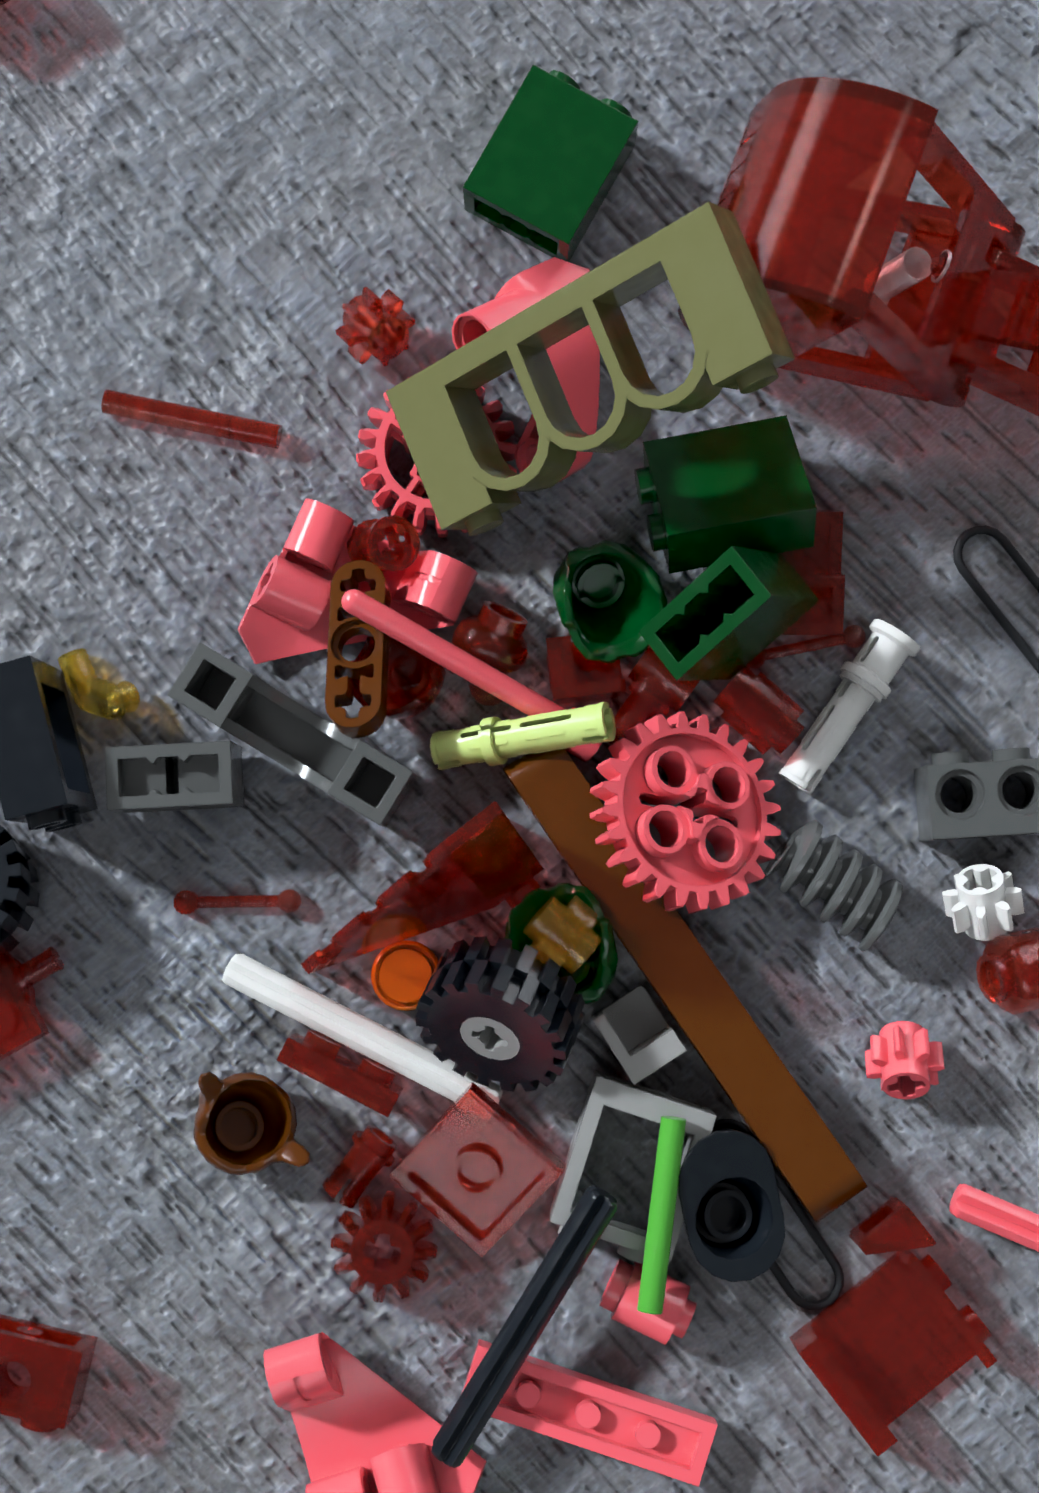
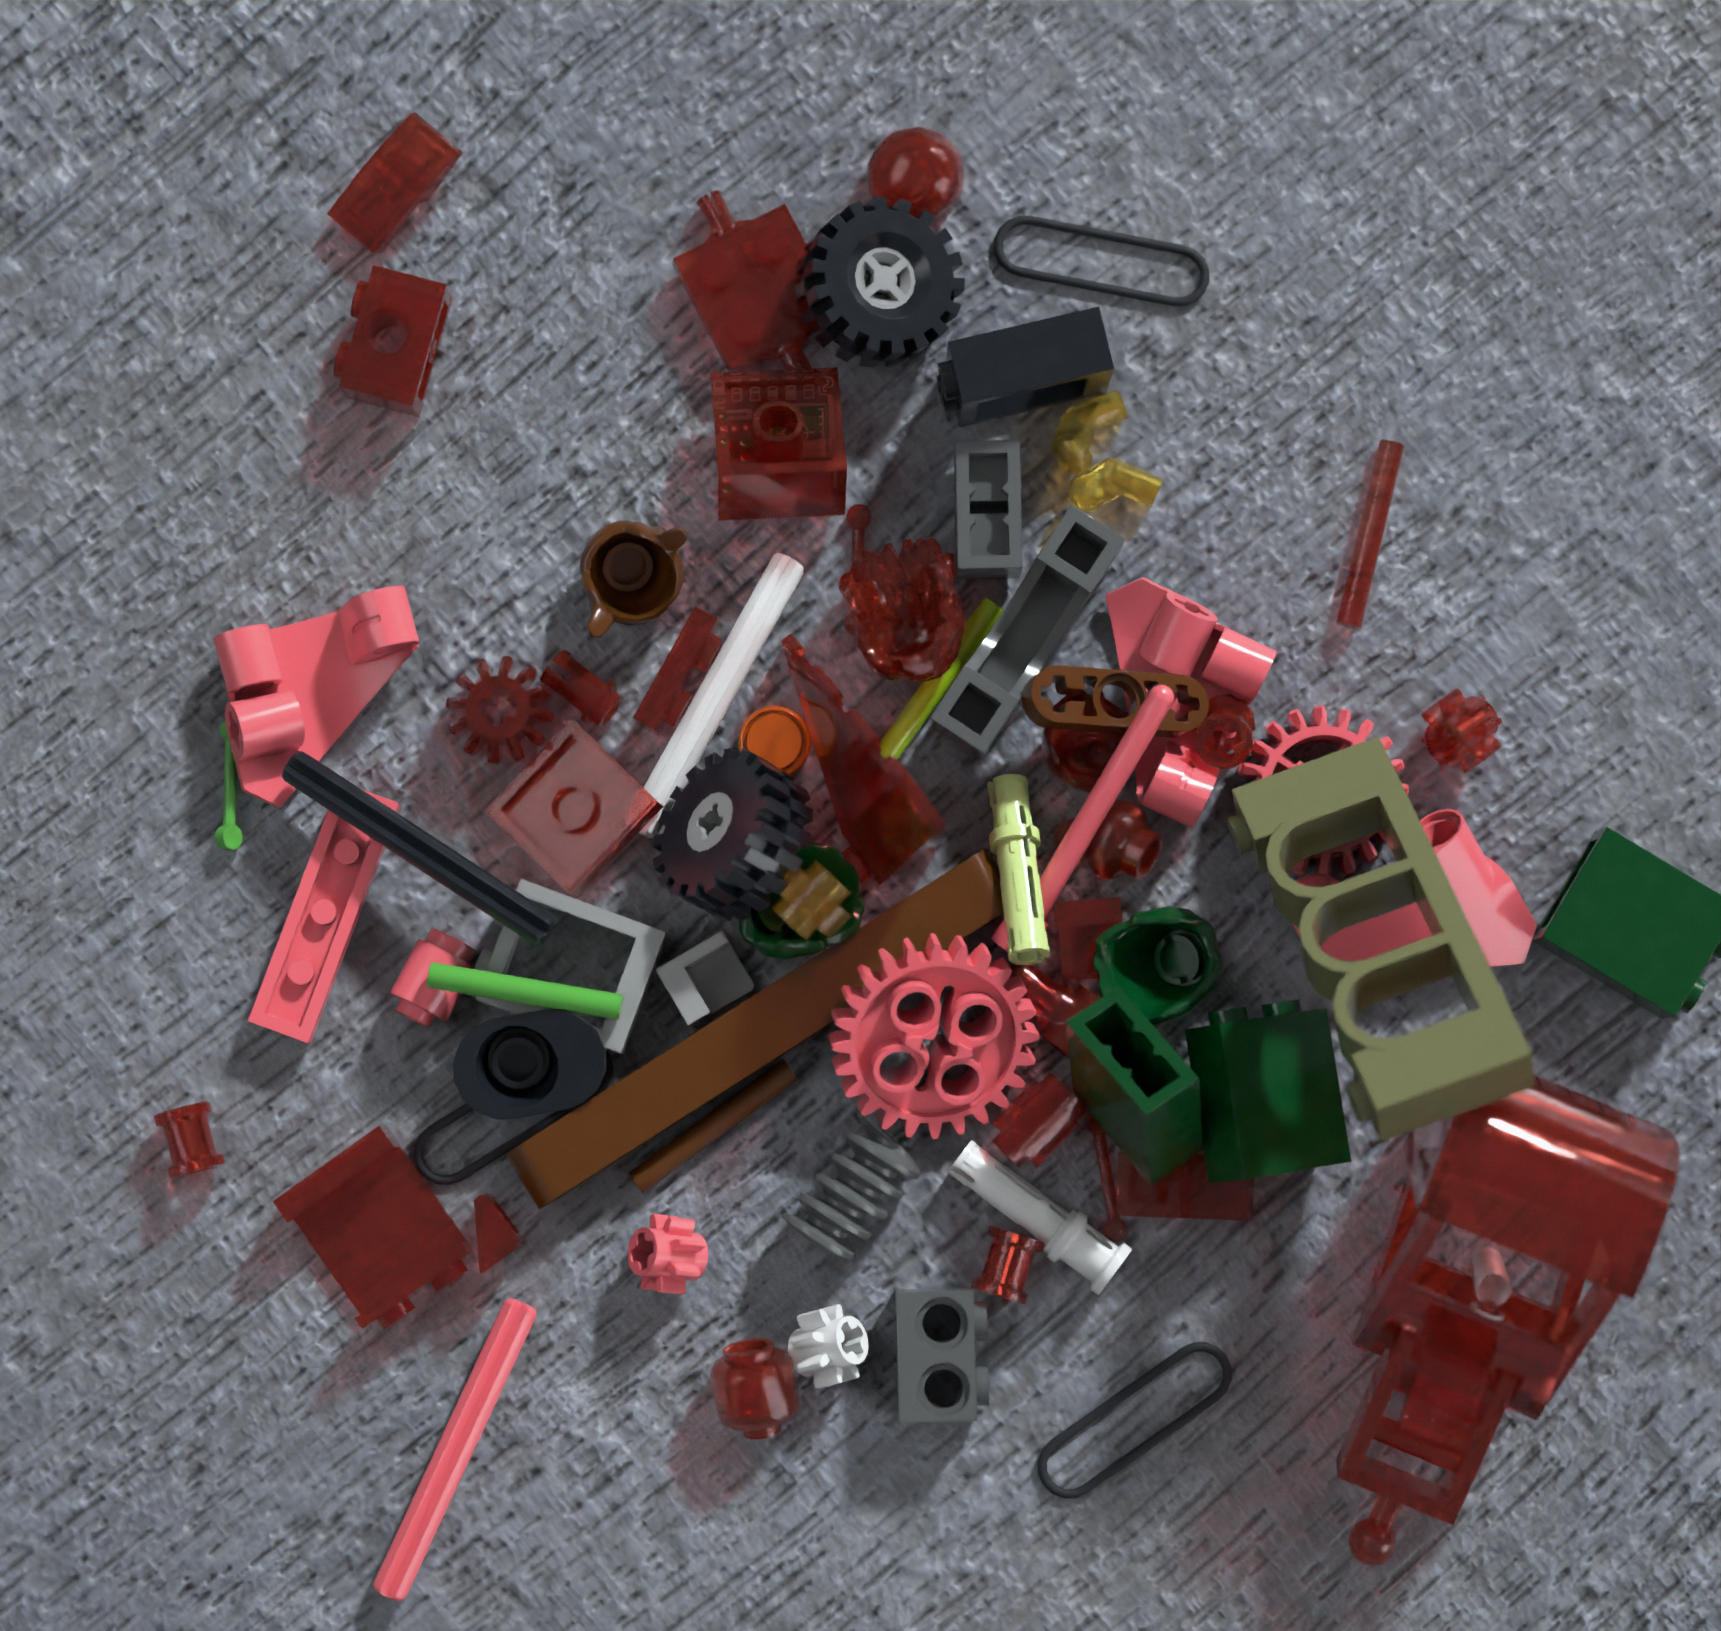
camera: 90 degrees right, 0 degrees up
(115, 983) = (778, 444): none -> clear red slope
(145, 663) = (1109, 480): none -> clear yellow arm
(274, 853) = (906, 610): none -> clear red hair
(341, 818) = (932, 691): none -> lime bar
(776, 1020) = (713, 1126): none -> reddish brown bar
(895, 735) = (1007, 1264): none -> clear red bush

